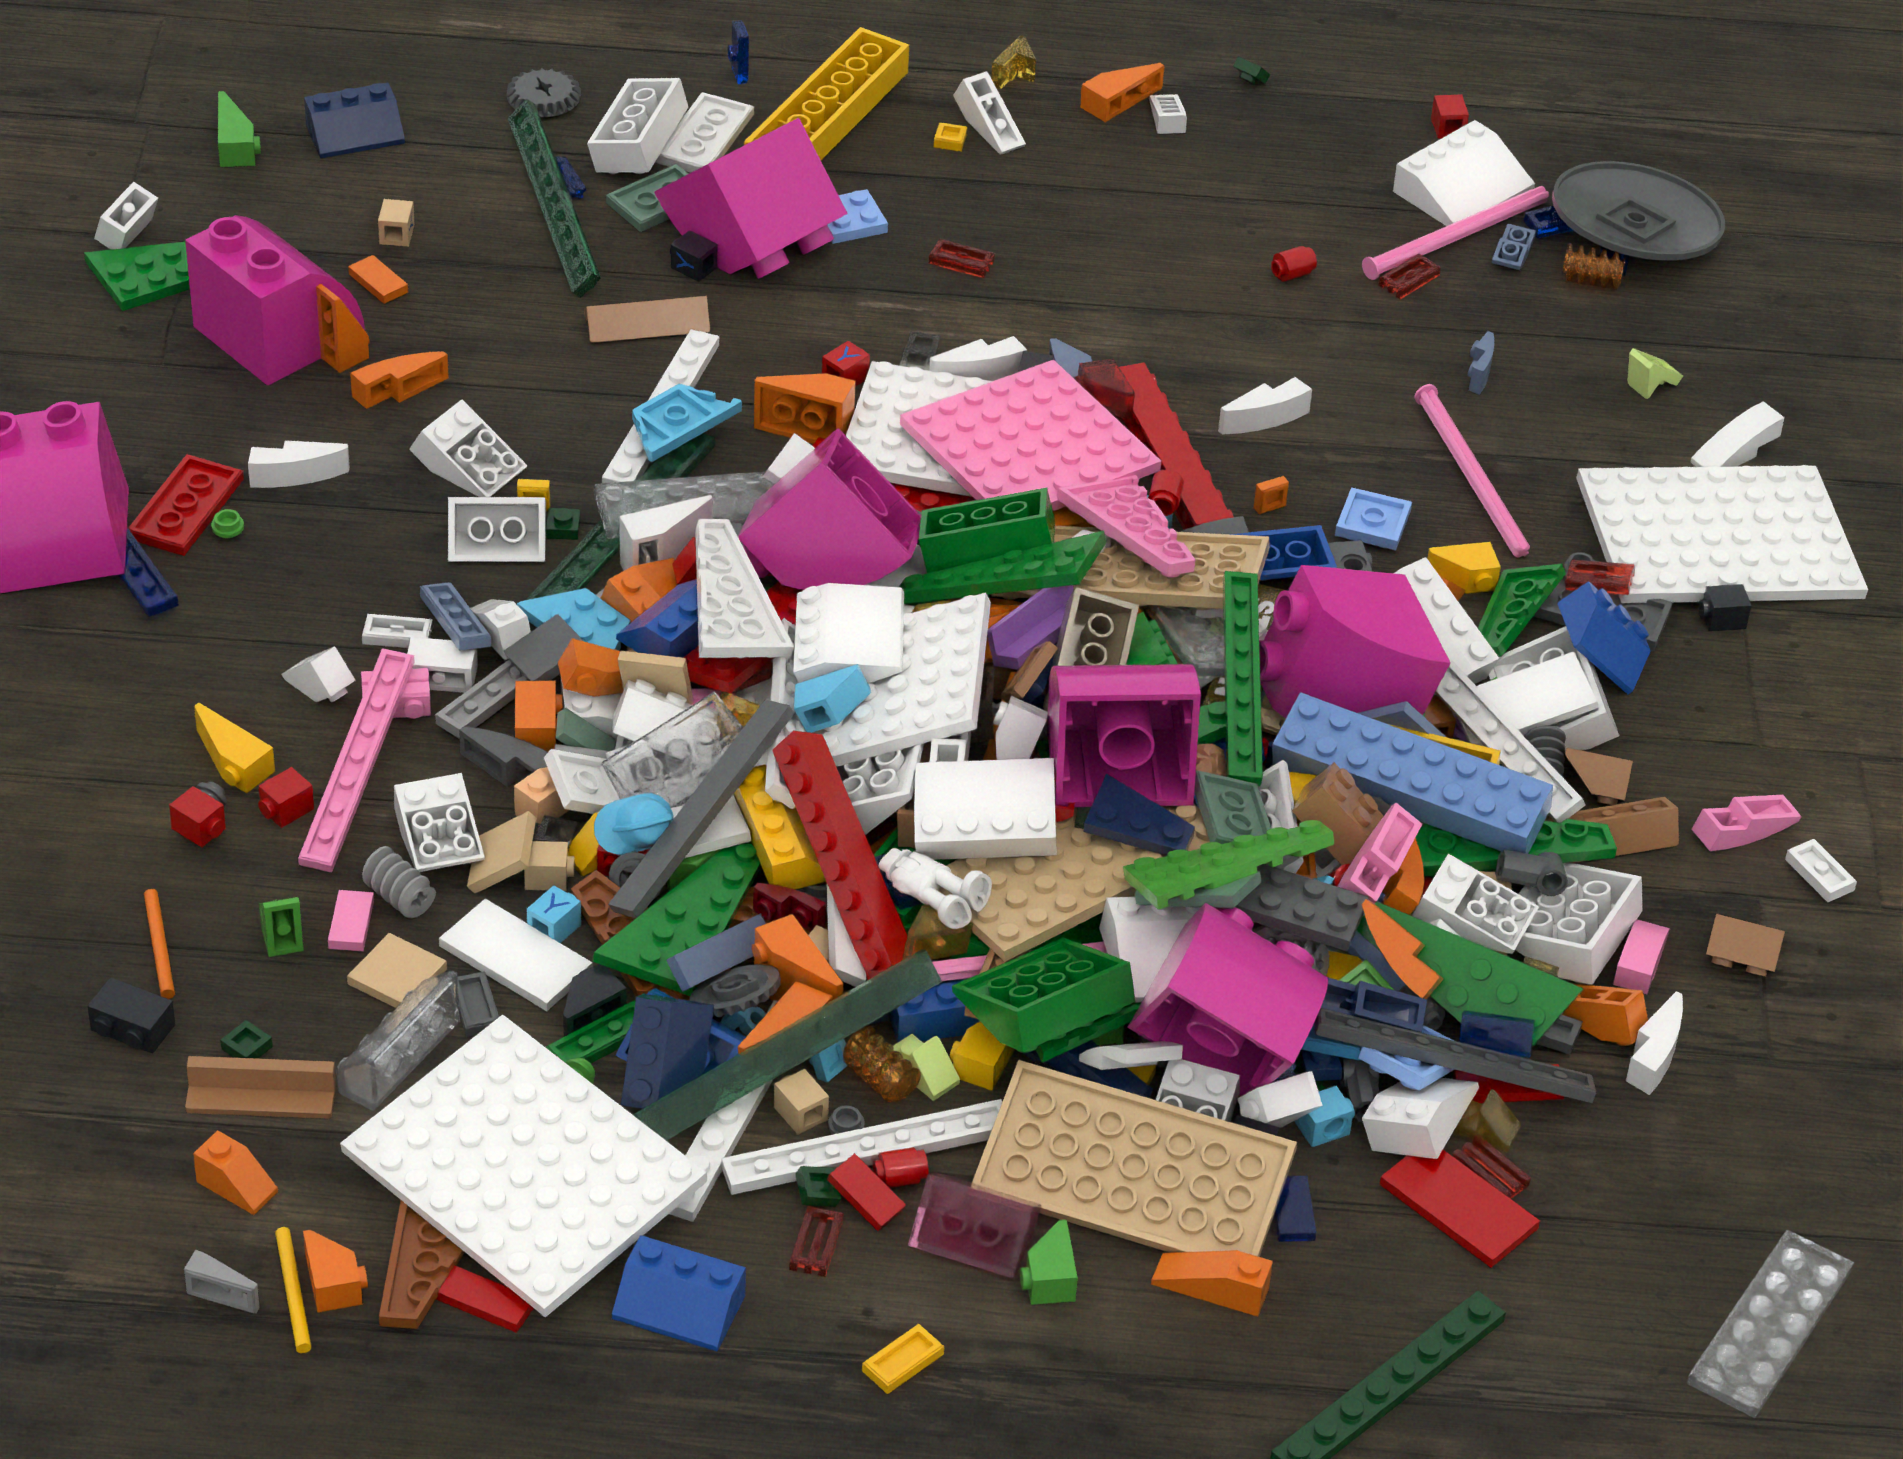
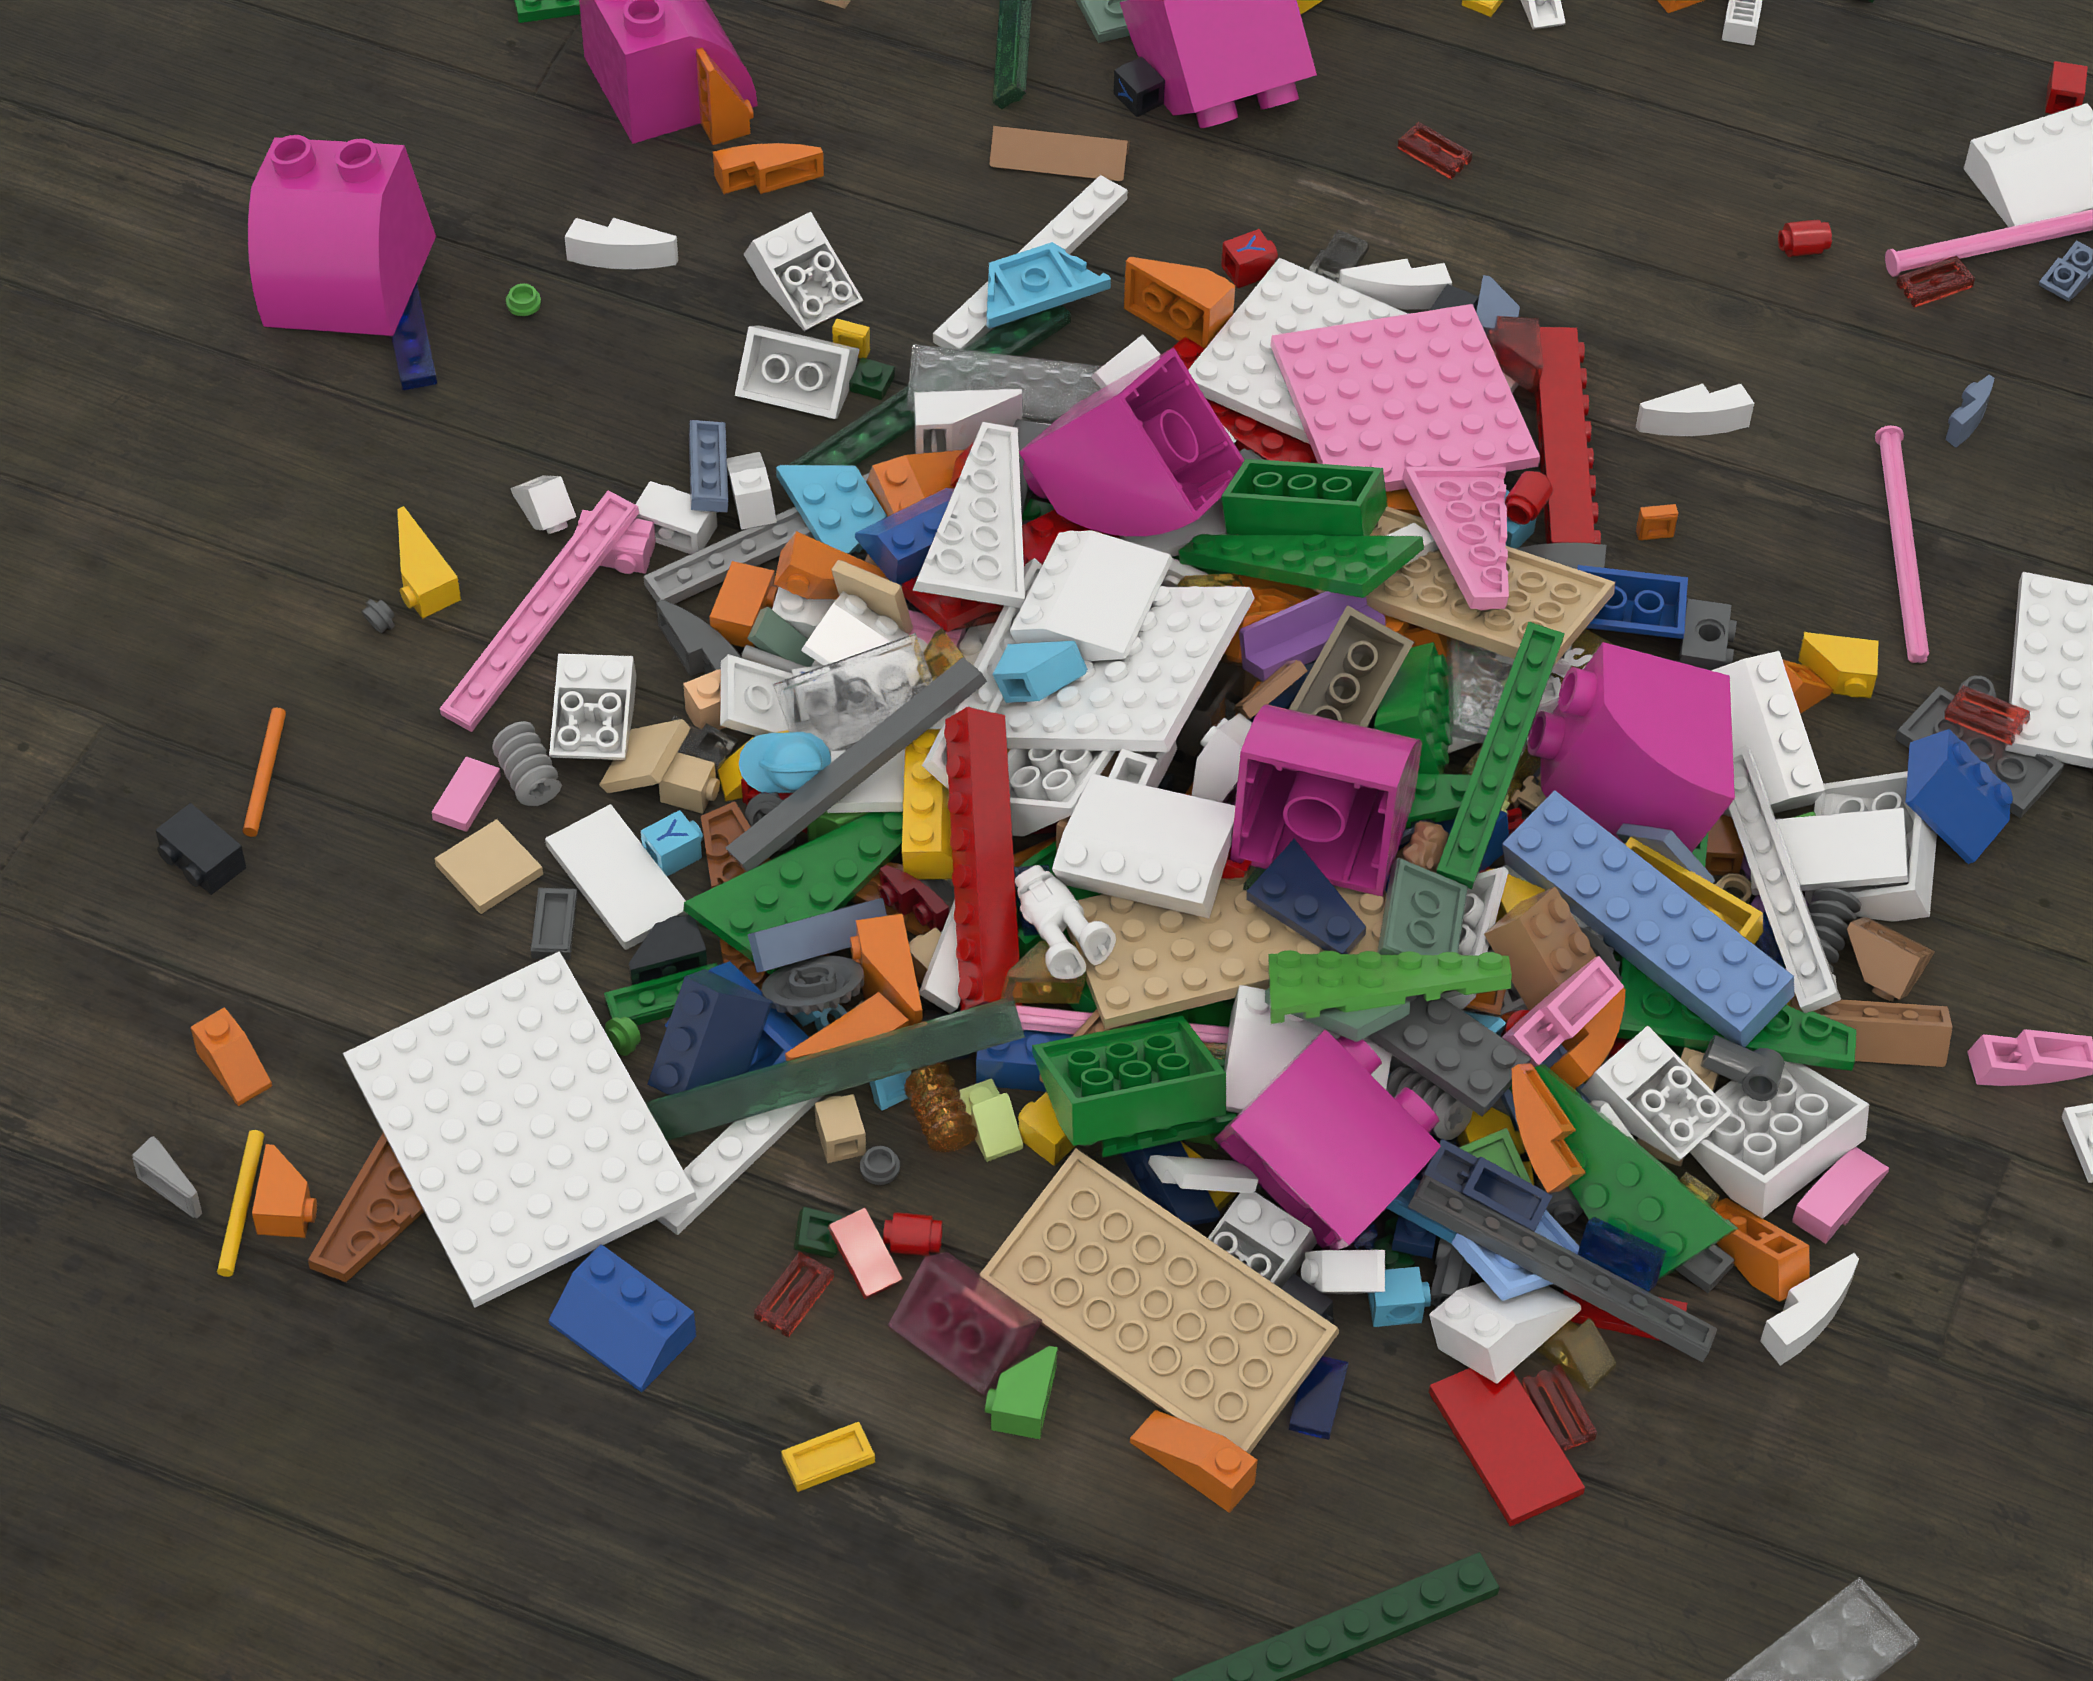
camera: 20 degrees right, 10 degrees up
(185, 504) = (491, 266): red tile -> none
(197, 816) = (353, 637): red brick -> none
(246, 1041) = (303, 910): dark green plate -> none
(260, 1087) = (298, 965): medium nougat panel -> none
(281, 926) = (388, 784): bright green slope -> none
(285, 797) = (452, 636): red brick -> none
(378, 279) = (795, 42): orange tile -> none
(394, 630) = (645, 470): white tile -> none
(400, 1041) = (454, 951): clear slope -> none
(484, 1299) = (425, 1266): red tile -> none
(541, 649) = (773, 527): dark grey tile -> none
(862, 220) = (1339, 74): light blue plate -> none
(926, 1132) = (943, 1199): white plate -> none
(1373, 518) = (1762, 577): light blue plate -> none
(1516, 601) = (1875, 724): green wing -> none
(1745, 944) = (1965, 1210): medium nougat slope -> none

